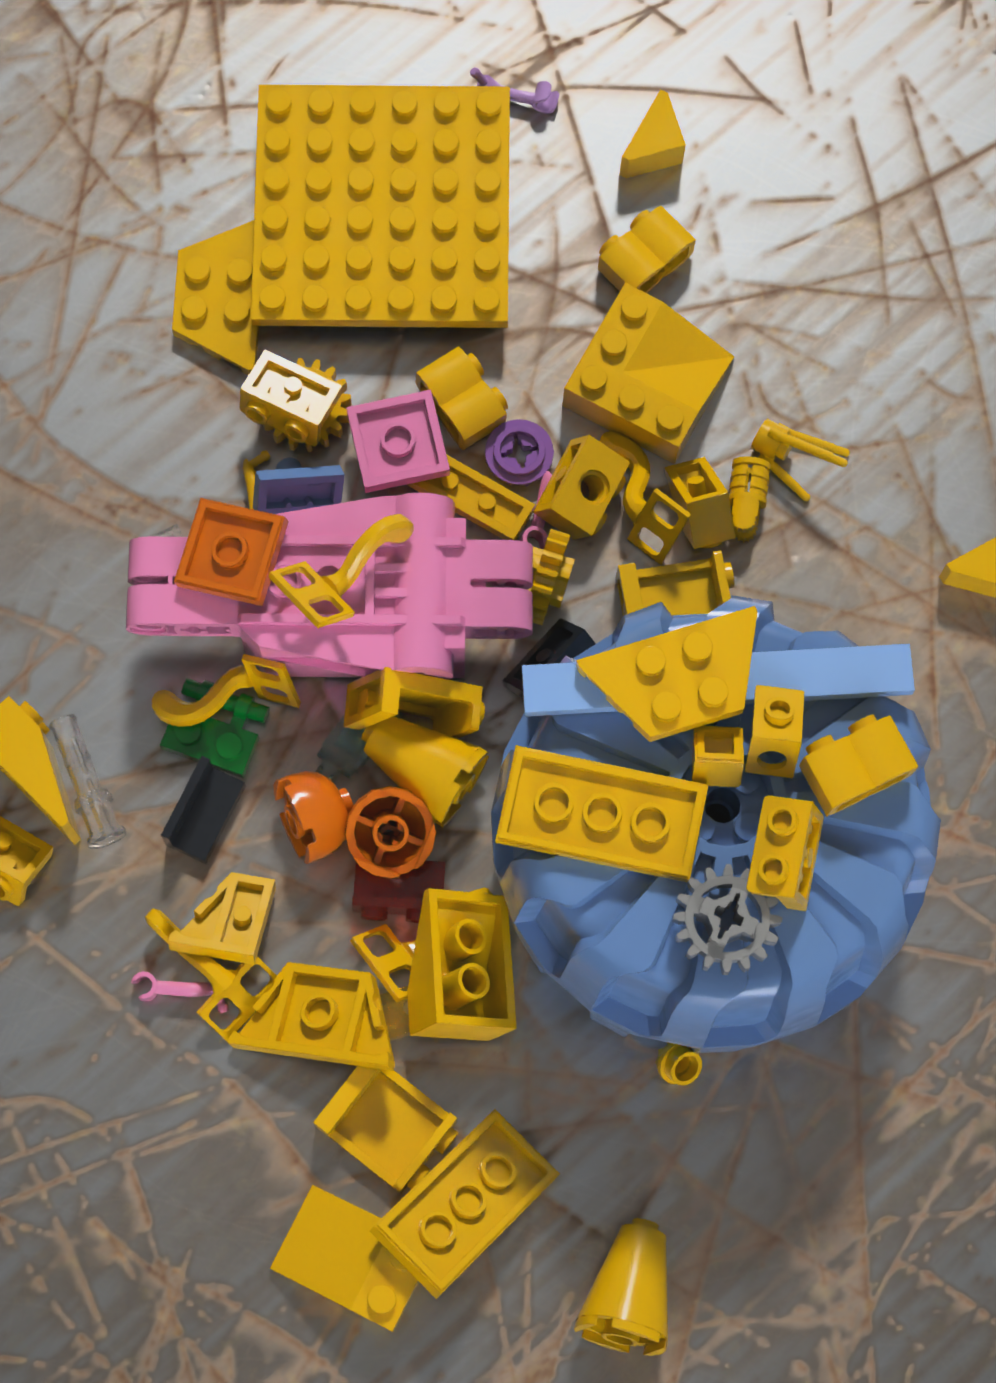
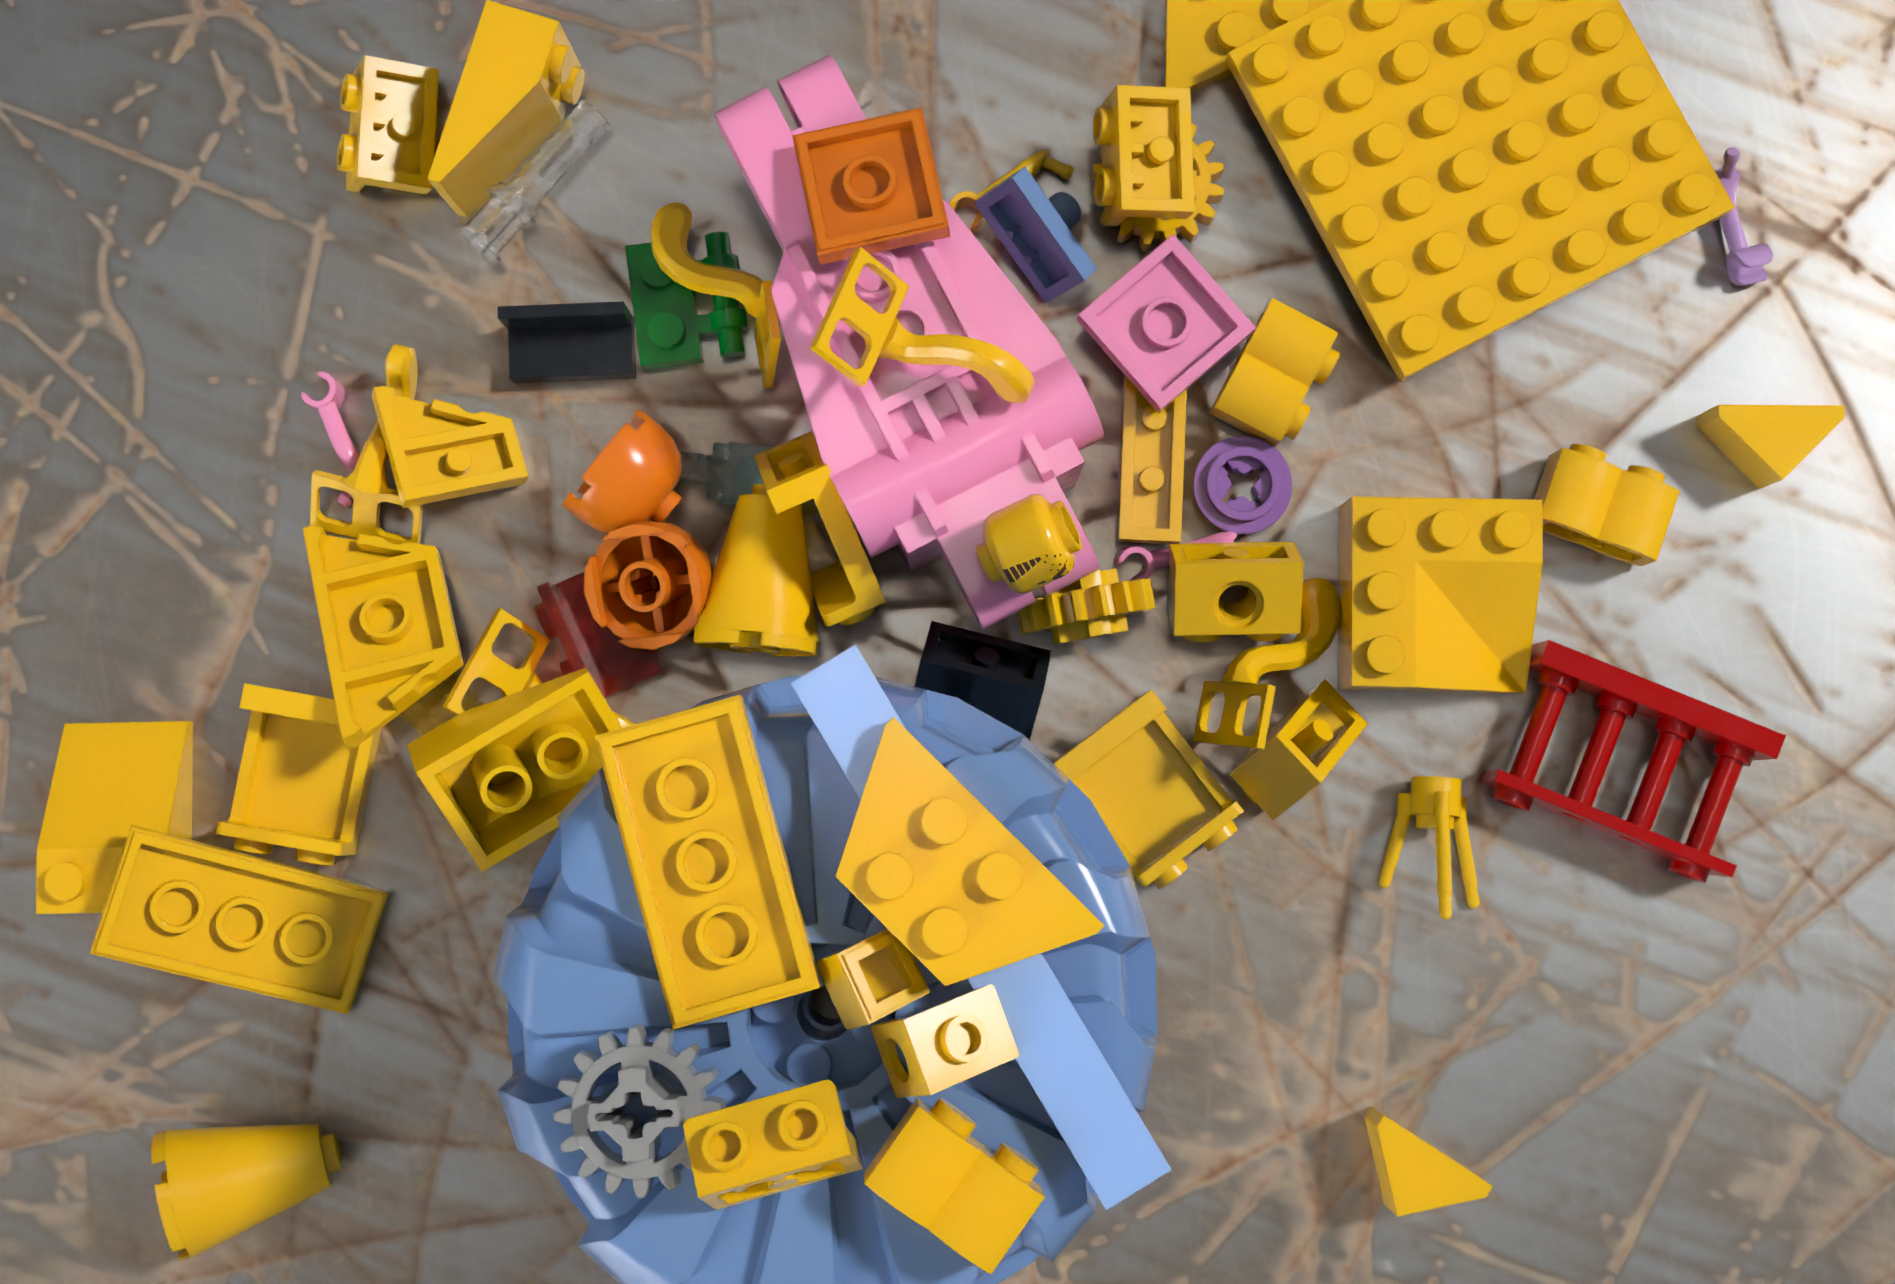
camera: 65 degrees right, 10 degrees up
(500, 570) = (1029, 543): none -> yellow head
(745, 504) = (1326, 813): yellow hinge -> none
(798, 278) = (1678, 721): none -> red fence

